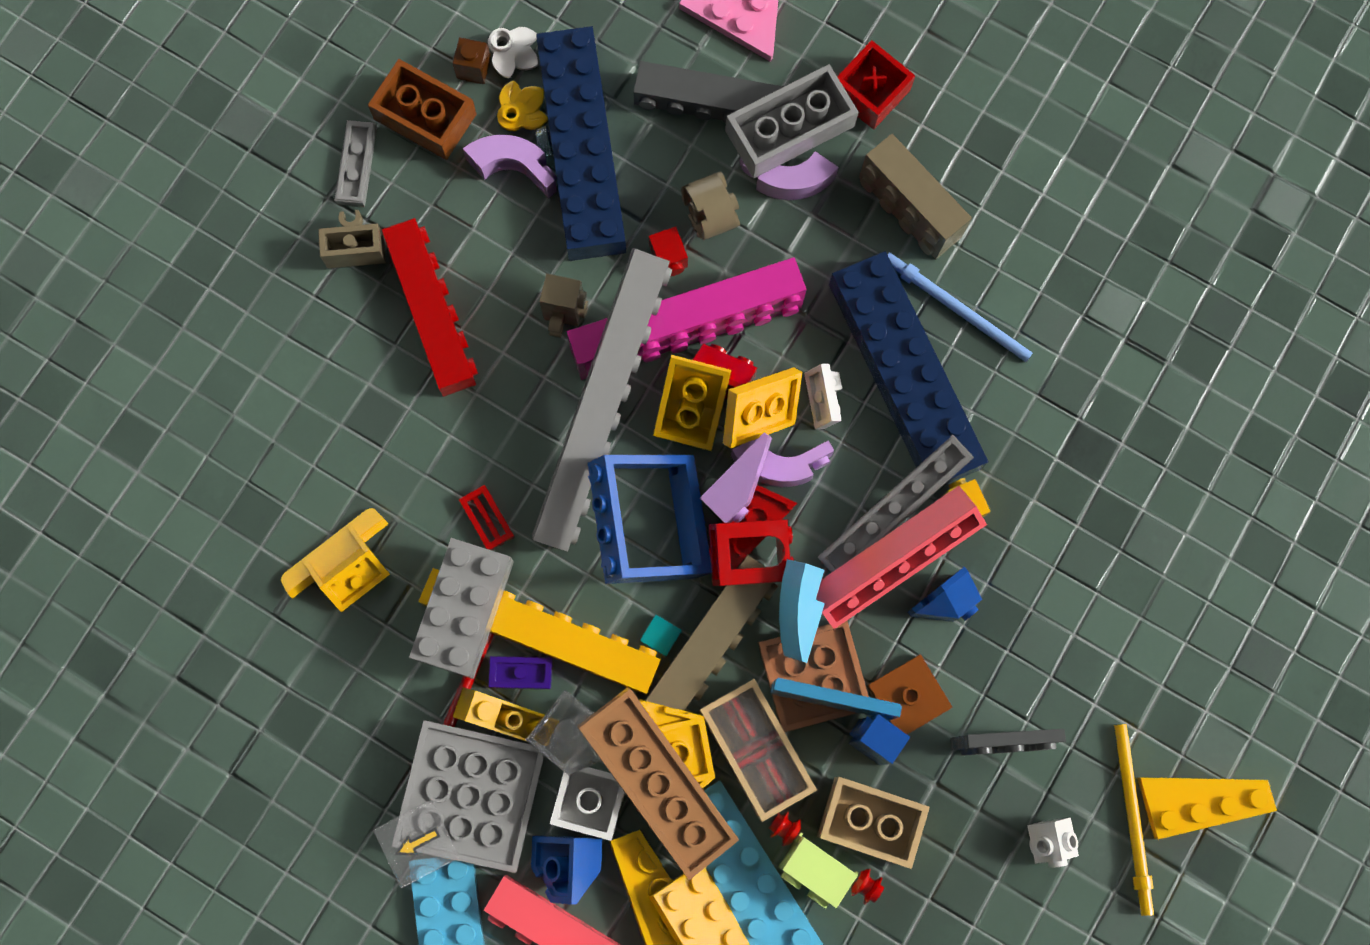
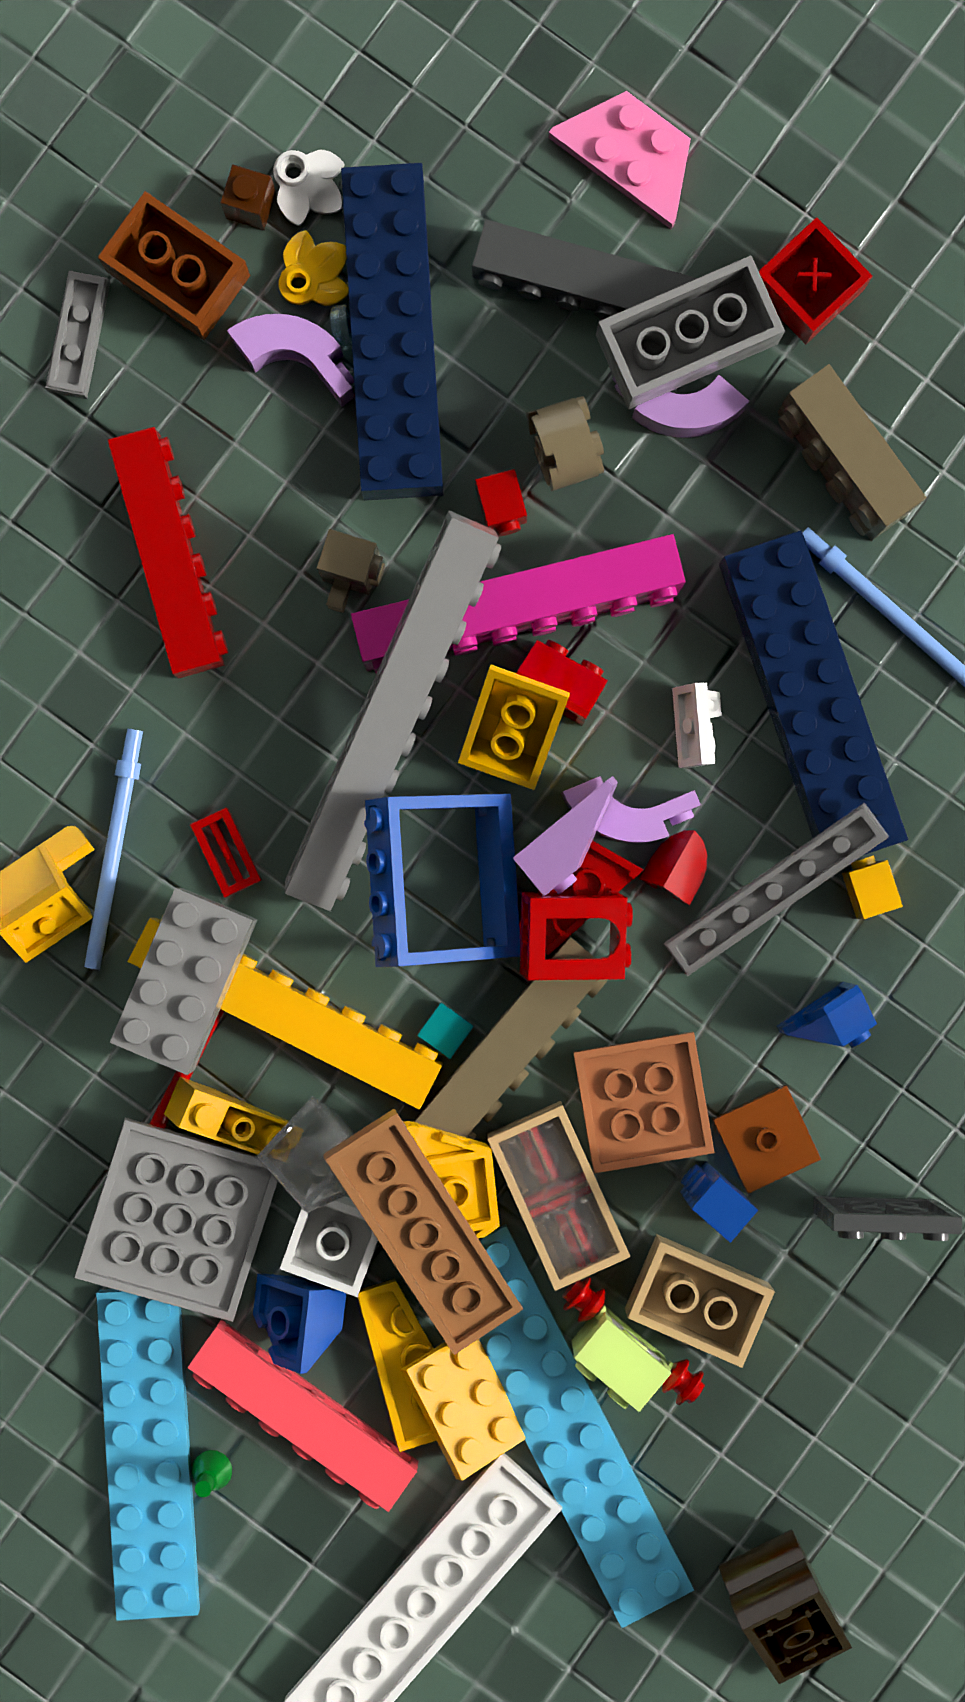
camera: 10 degrees right, 10 degrees up
(352, 243) = (65, 455): dark tan brick -> none
(409, 465) = (127, 771): none -> light blue bar
(416, 843) = (106, 1277): clear tile -> none
(520, 672) = (256, 1064): dark purple plate -> none
(761, 407) = (608, 740): yellow plate -> none
(799, 609) = (631, 1018): medium azure slope -> none
(822, 498) = (678, 866): none -> red brick
(835, 698) = (666, 1143): dark azure tile -> none
(898, 556) = (768, 959): coral brick -> none
(1053, 842) = (931, 1345): white brick -> none

